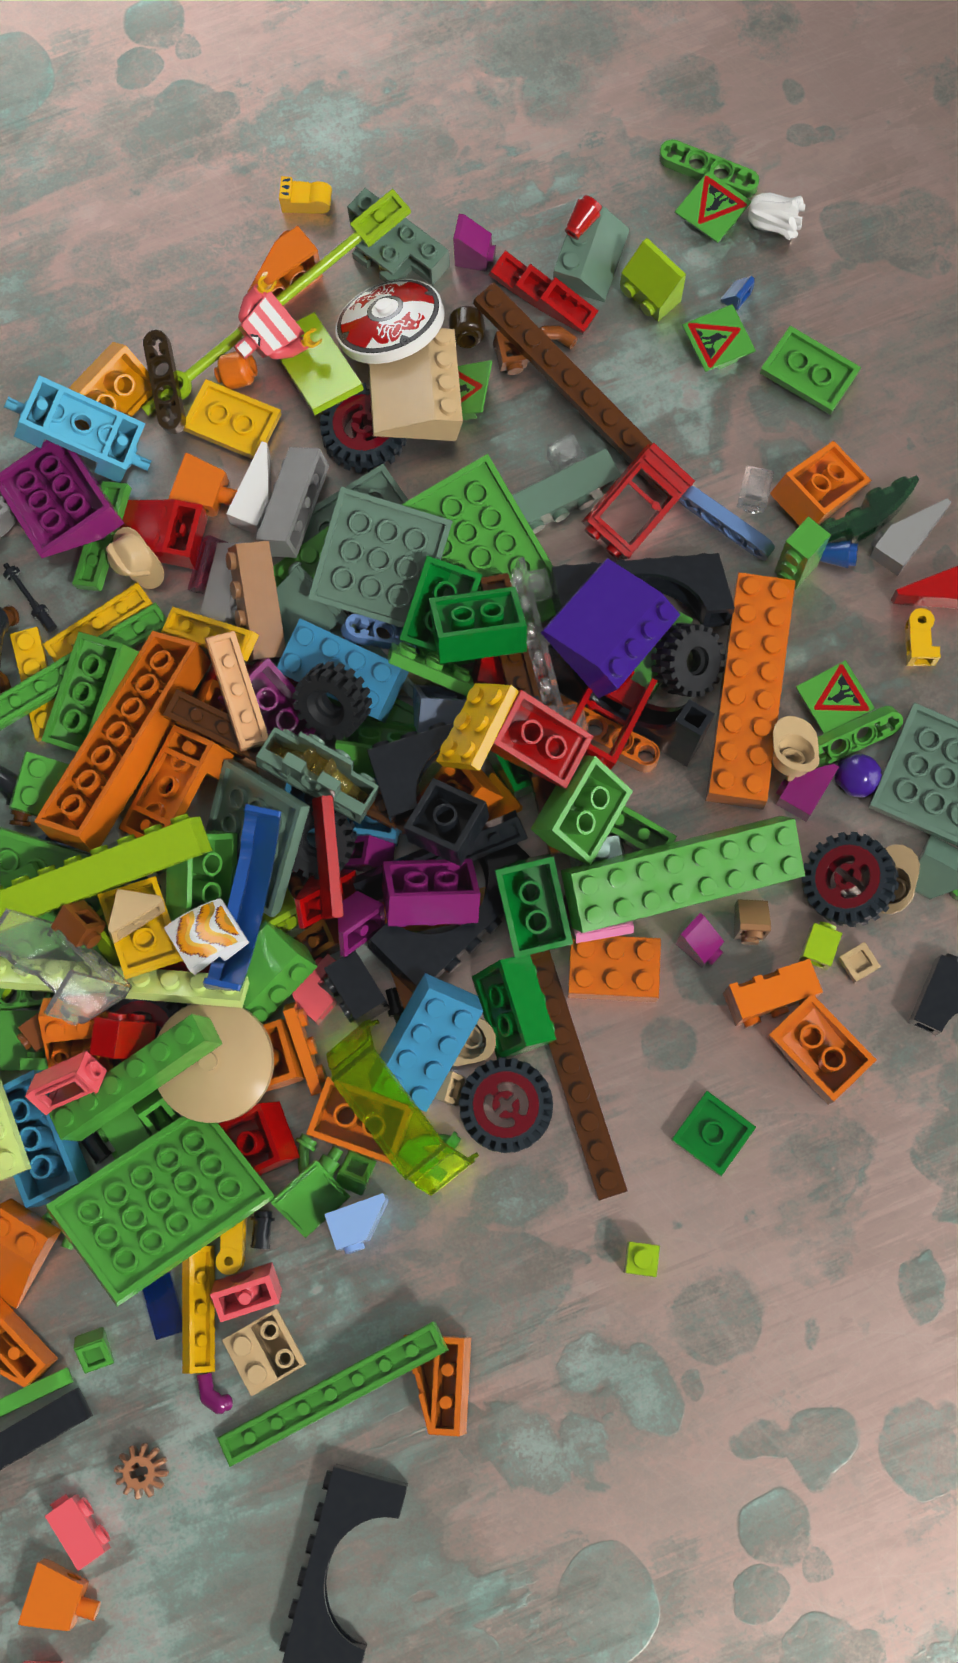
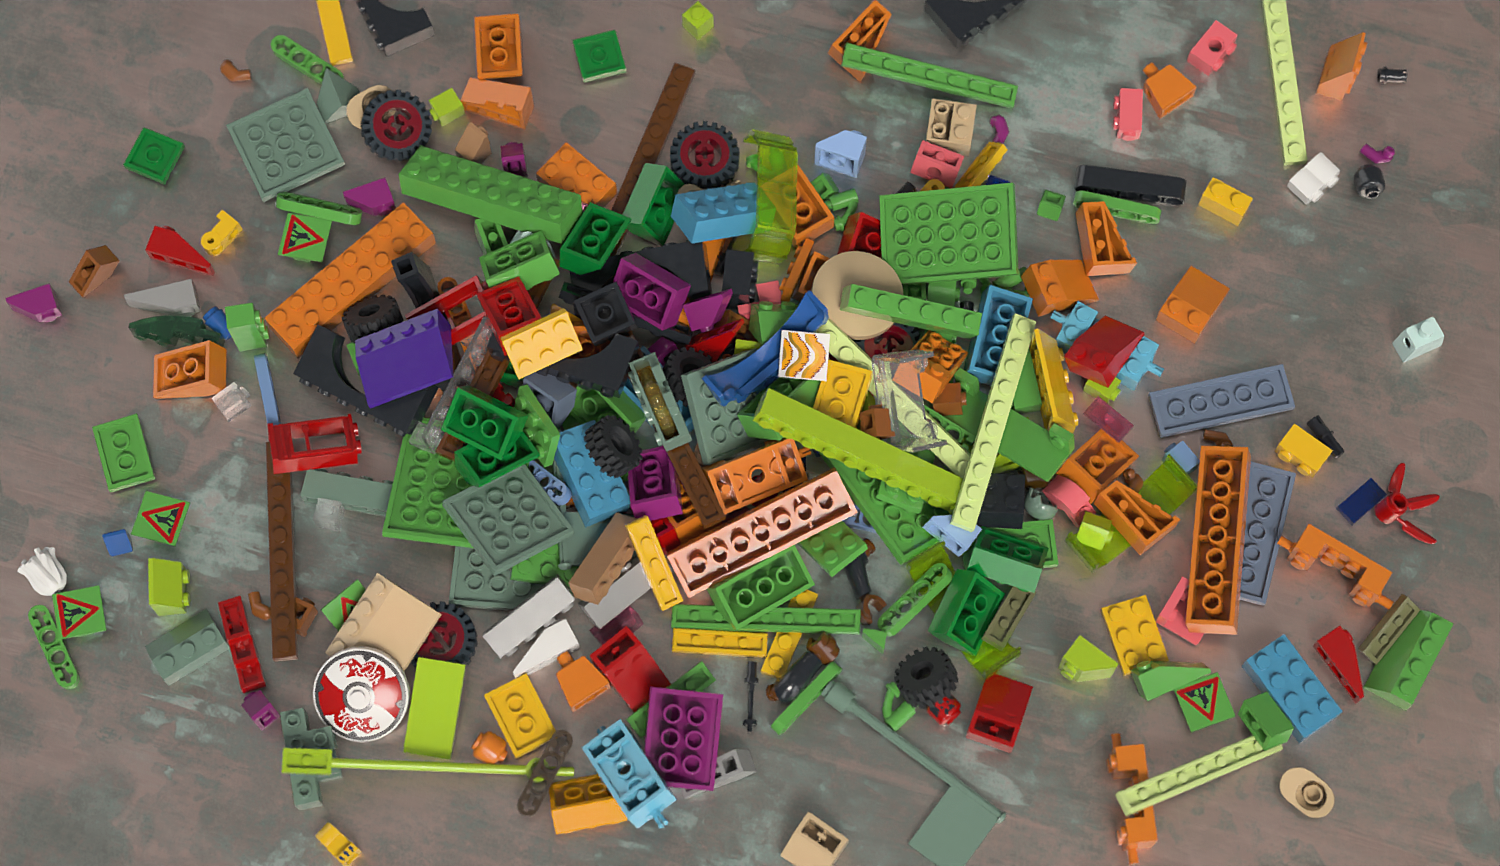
camera: 145 degrees left, 5 degrees down
(66, 1082) = (953, 336): coral window -> none
(121, 1035) = (900, 337): red brick -> none
(132, 911) = (839, 403): tan slope -> none
(133, 557) = (662, 662): tan piece -> none
(136, 1482) = (1073, 126): nougat gear -> none
(237, 690) = (667, 493): light nougat tile -> none
(269, 326) = (444, 742): coral torso -> none
(288, 260) = (397, 788): orange slope -> none
(309, 1198) = (860, 187): bright green piece -> none
(327, 857) = (694, 345): red tile -> none
(468, 326) = (312, 656): dark brown head -> none
(583, 216) = (174, 655): red cone -> none
(795, 747) = (358, 216): tan piece -> none
(858, 775) = (332, 184): dark purple hair -> none
(859, 962) = (432, 83): tan plate -> none

